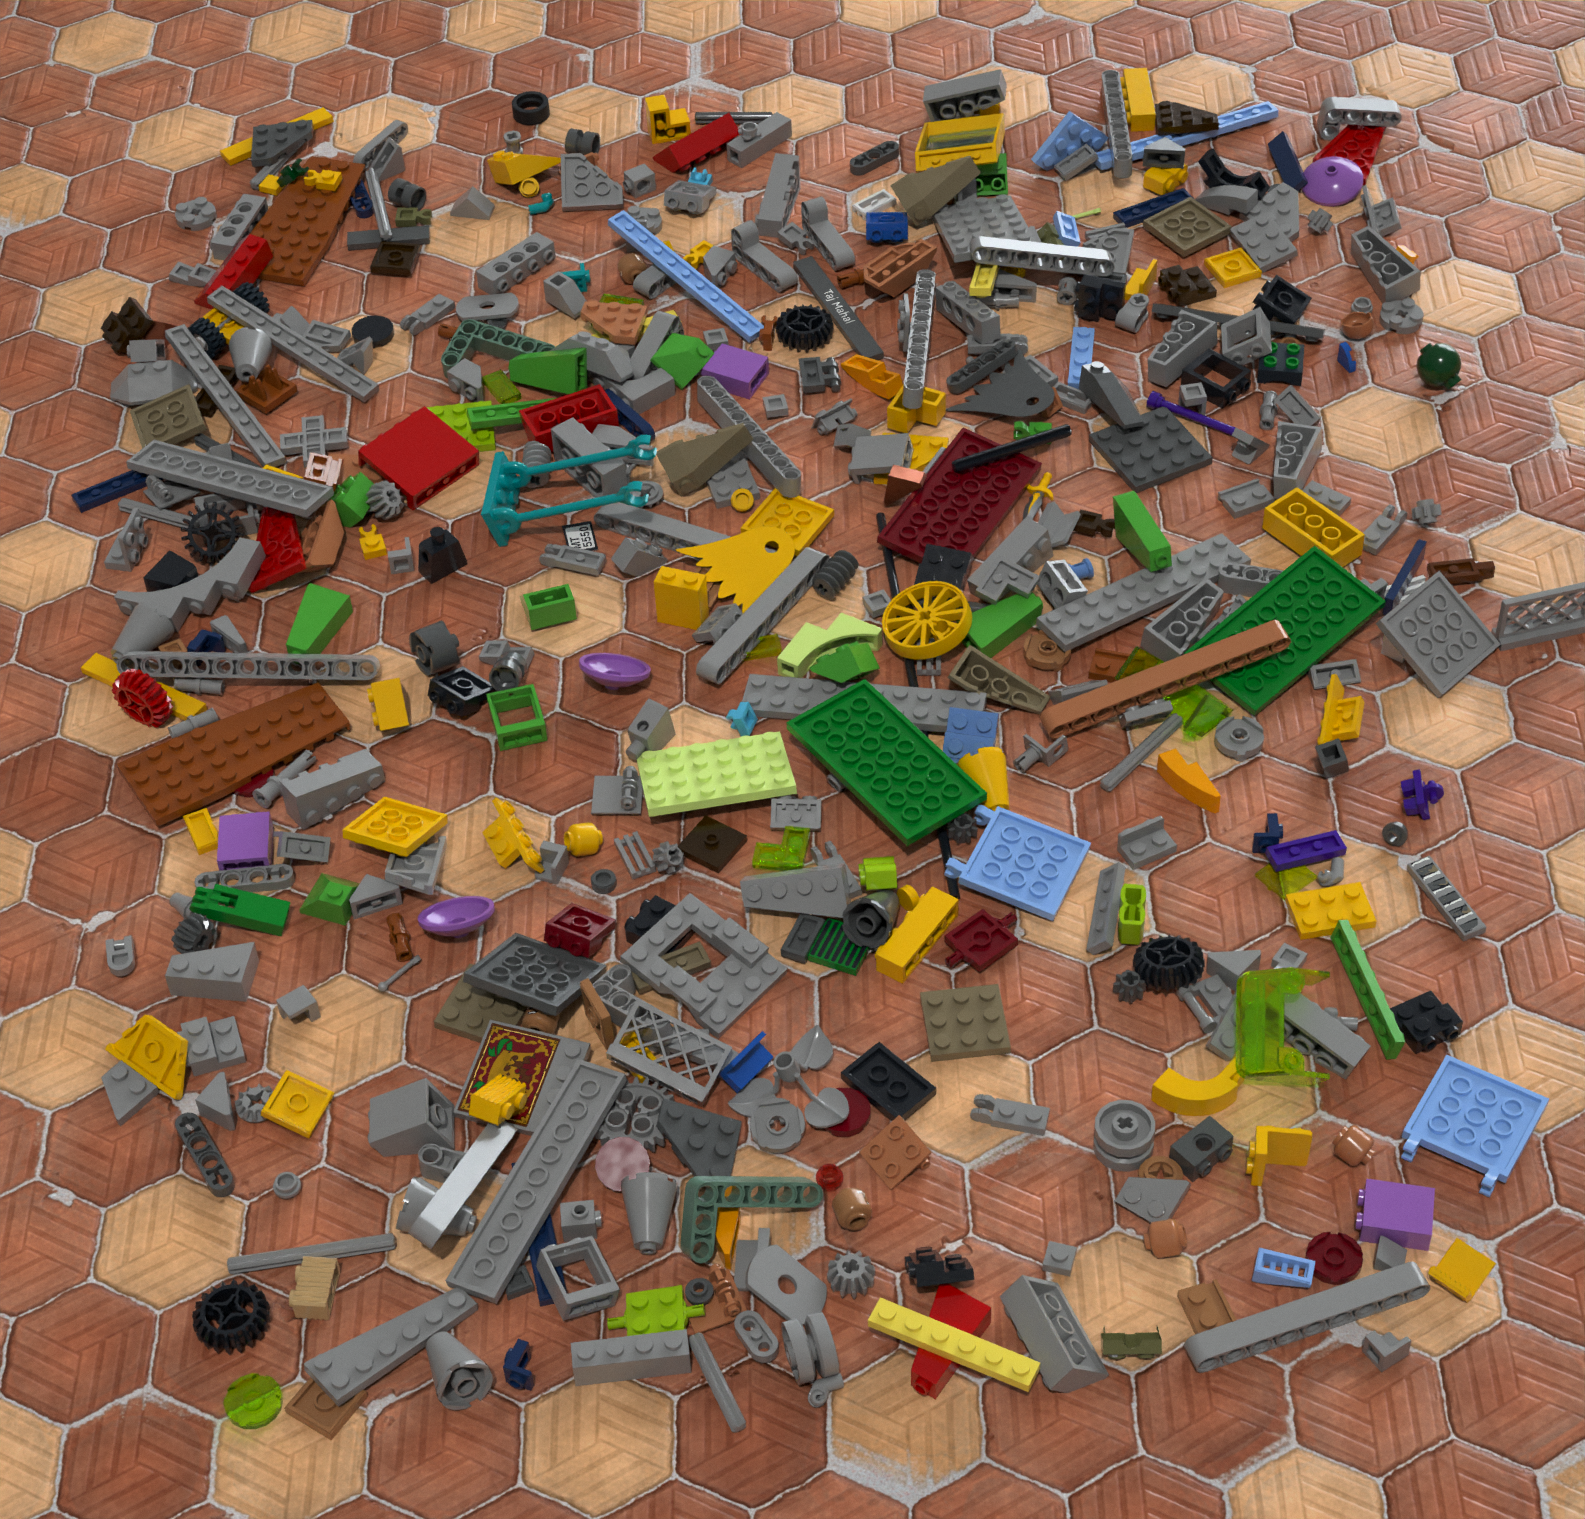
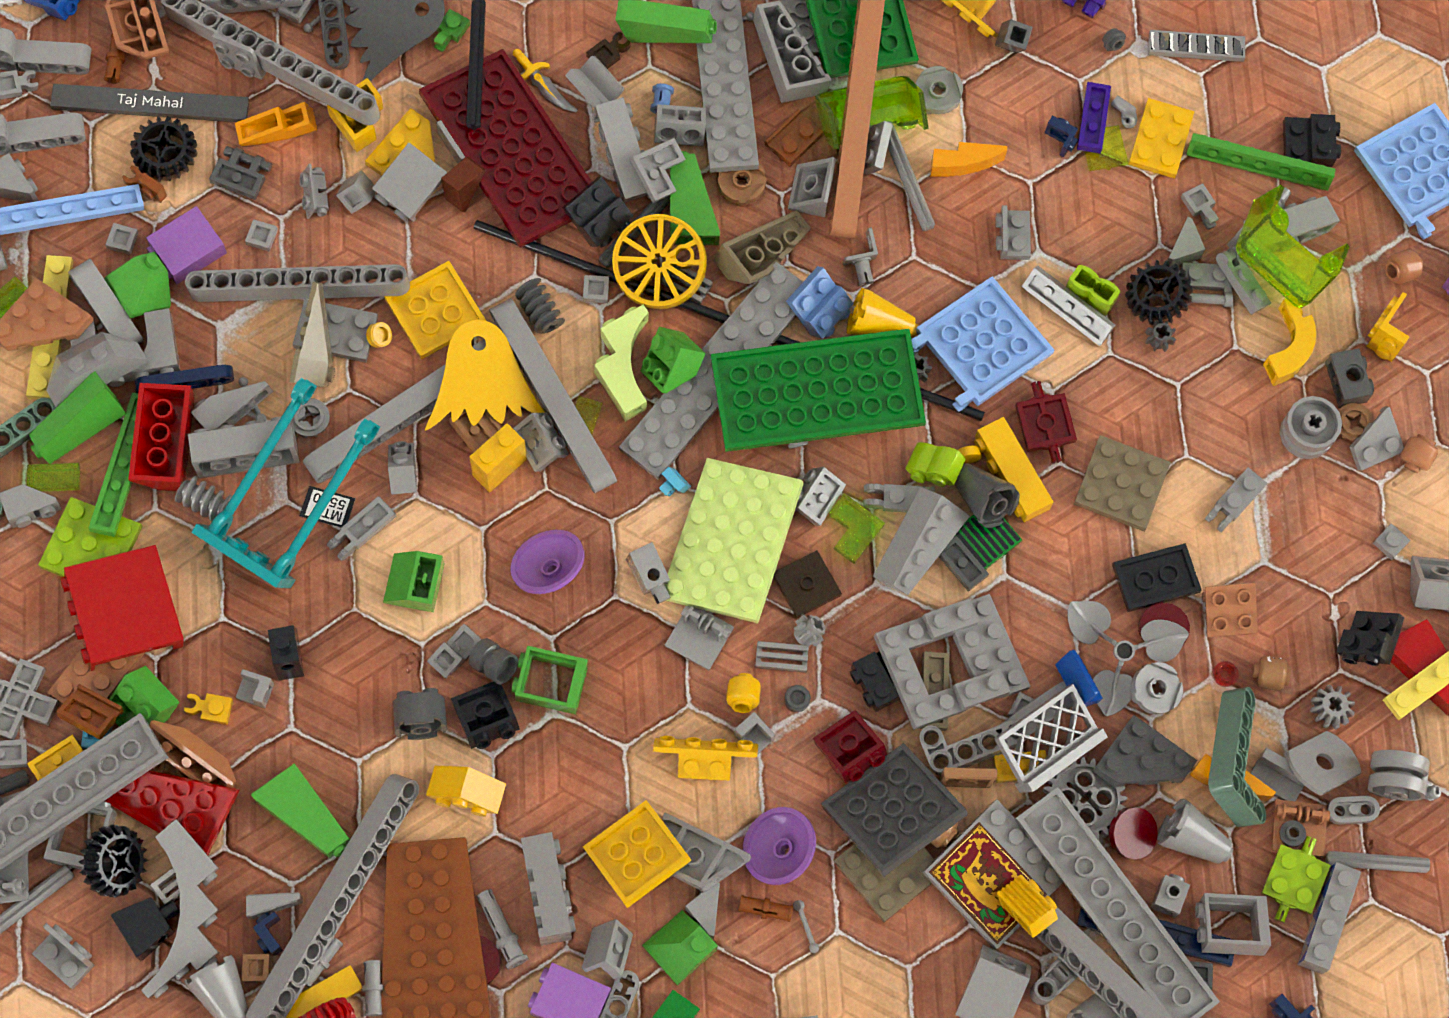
camera: 70 degrees left, 25 degrees up
(384, 500) = (168, 668): light grey gear -> none

